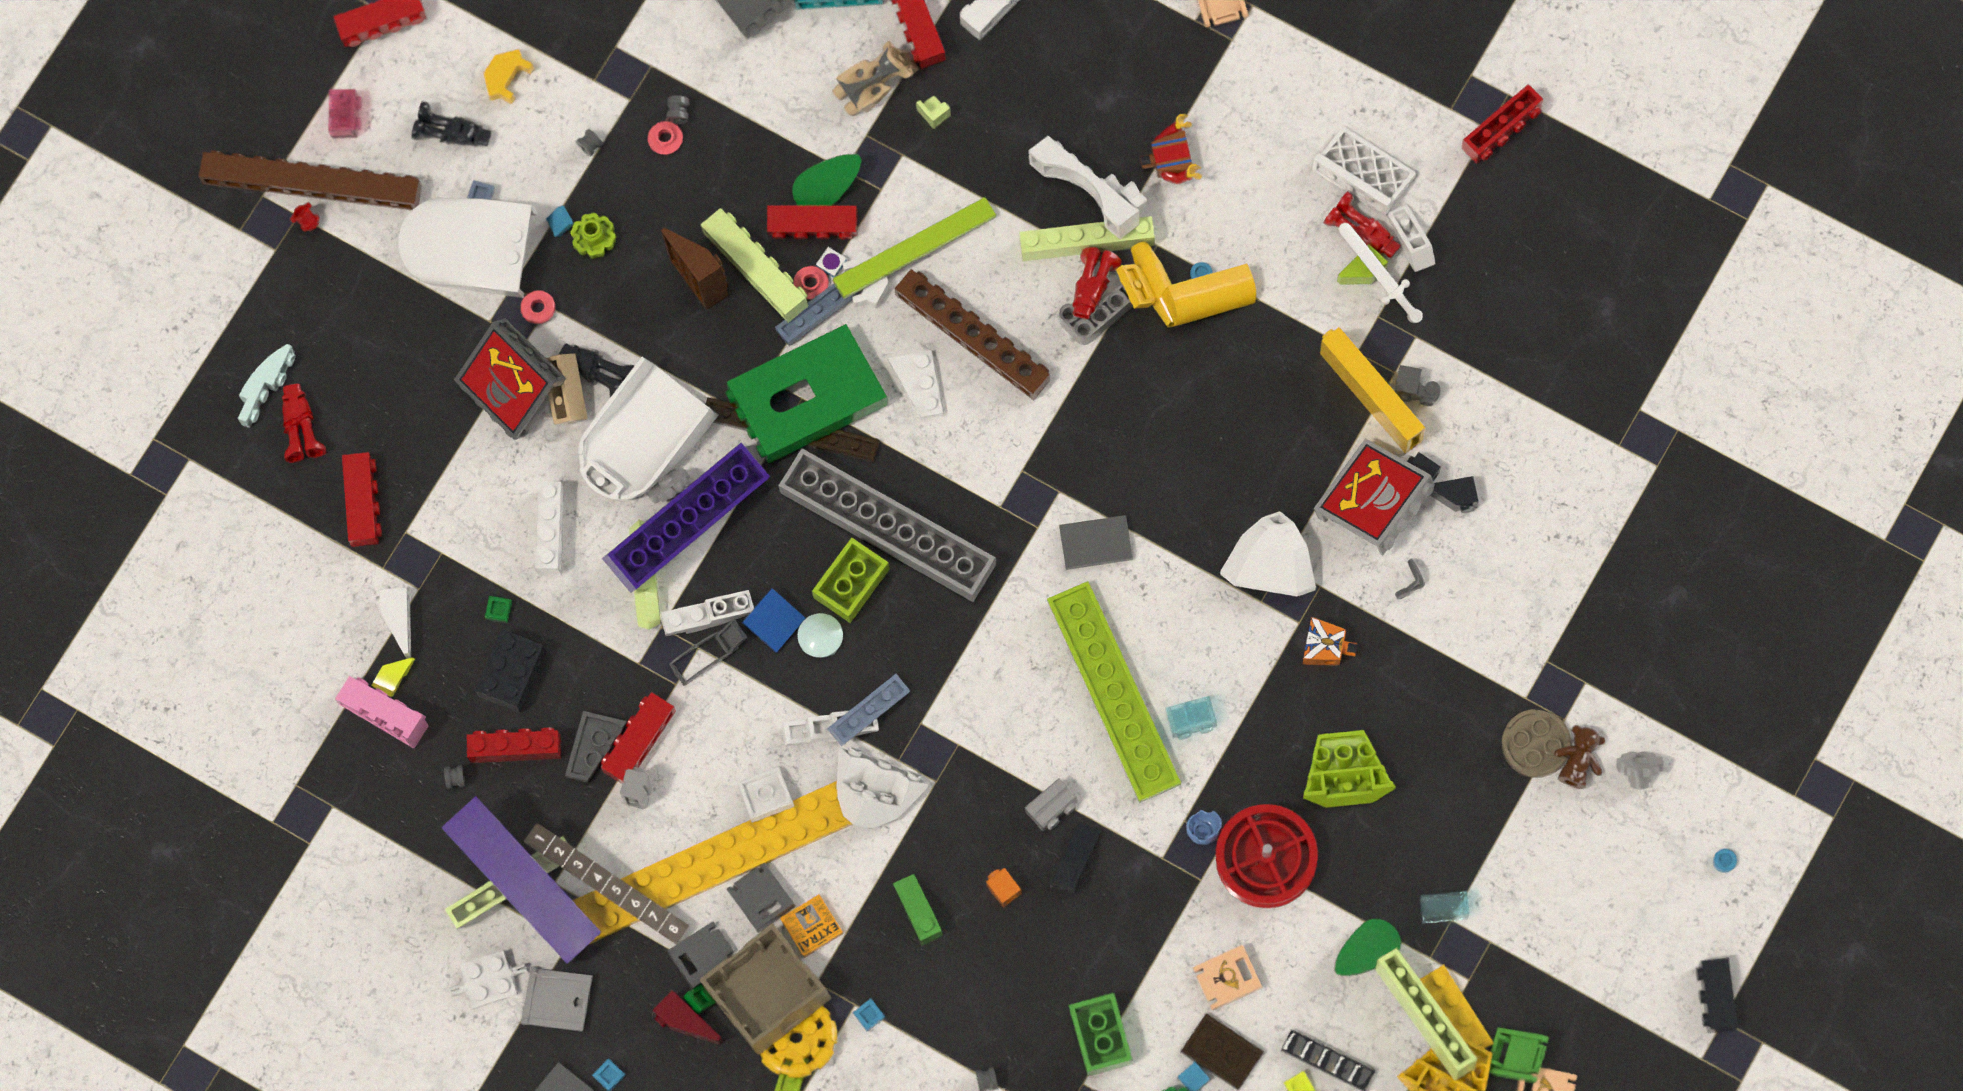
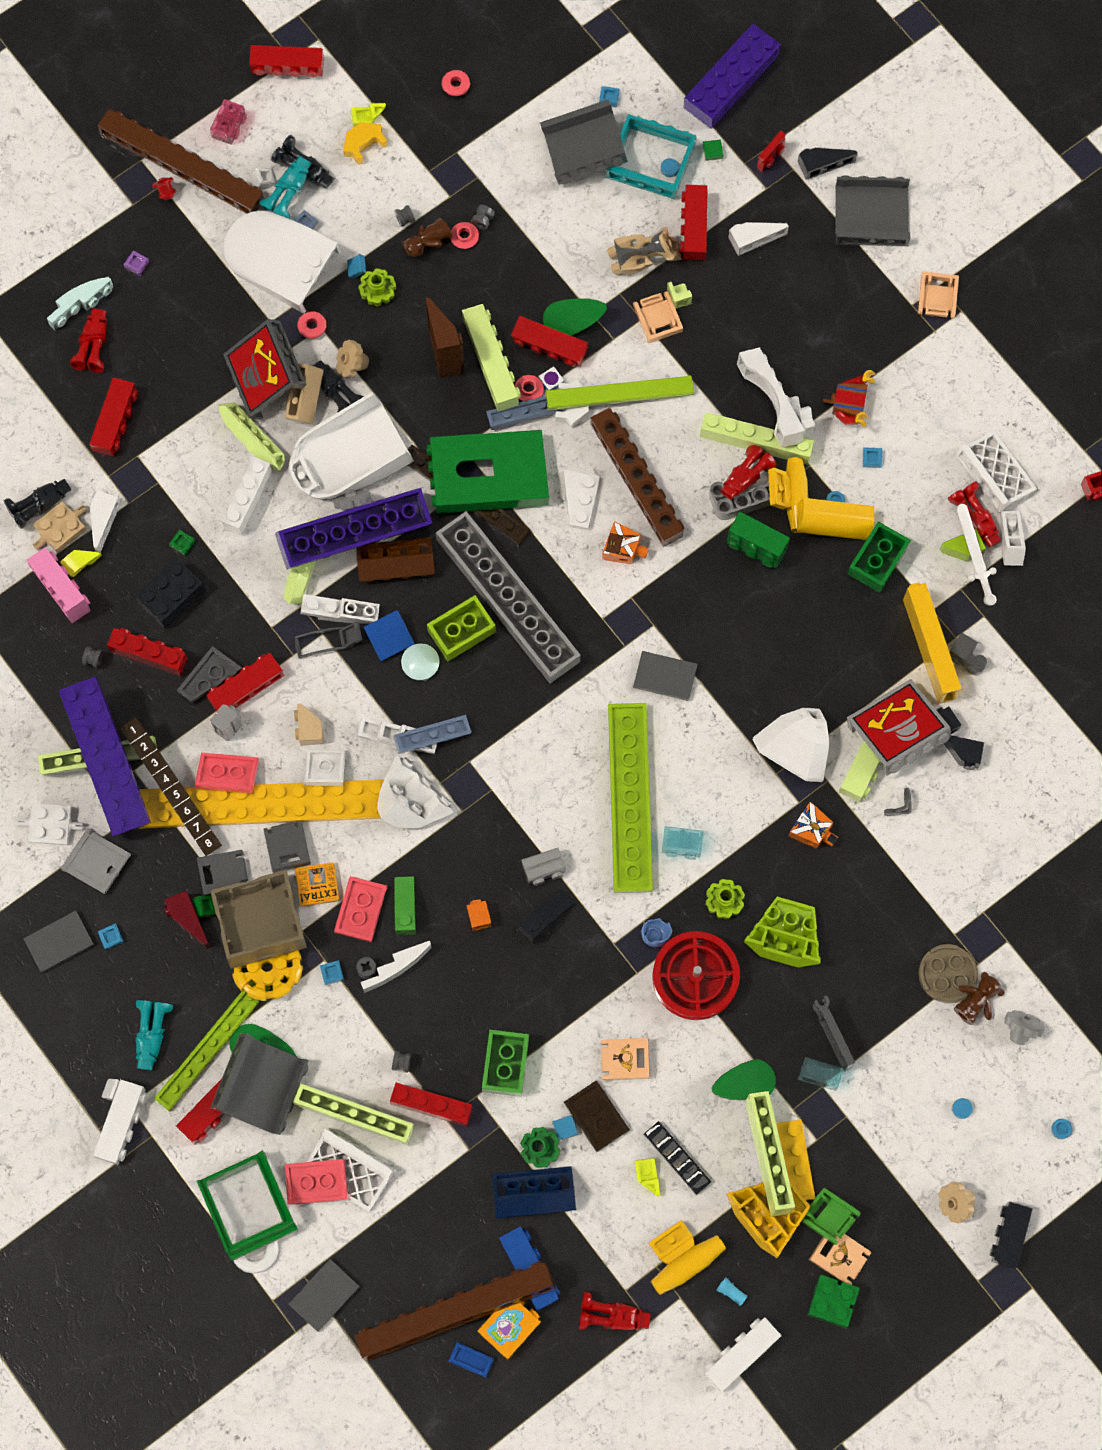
camera: 15 degrees right, 0 degrees up
(309, 315) = (136, 263): none -> medium lavender tile
(323, 620) = (43, 496): none -> black piece
(353, 646) = (59, 527): none -> tan plate
(410, 162) = (263, 178): none -> white slope
(446, 153) = (290, 181): none -> teal piece
(495, 43) = (366, 114): none -> neon yellow slope
(524, 458) = (251, 435): none -> yellowish green brick
(599, 329) = (351, 359): none -> tan plant
(626, 157) = (427, 237): none -> reddish brown piece
(659, 844) = (226, 772): none -> coral tile
(729, 755) = (309, 727): none -> tan slope
(745, 533) = (395, 559): none -> reddish brown slope
(870, 933) = (360, 909): none -> coral tile
(905, 999) = (367, 971): none -> dark grey wheel
(919, 142) = (657, 315): none -> light nougat container
(941, 971) = (403, 961): none -> white slope
(990, 416) = (623, 545): none -> torso
(1135, 352) = (757, 540): none -> green brick
(1221, 209) = (872, 457): none -> dark azure tile
(1263, 771) = (723, 908): none -> lime plant
(1275, 317) = (879, 557): none -> green brick
(1353, 564) = (860, 773): none -> yellowish green brick
(1440, 858) = (833, 1034): none -> dark grey tile
(1610, 882) = (962, 1108): none -> dark azure tile
(1645, 984) = (956, 1202): none -> tan plant

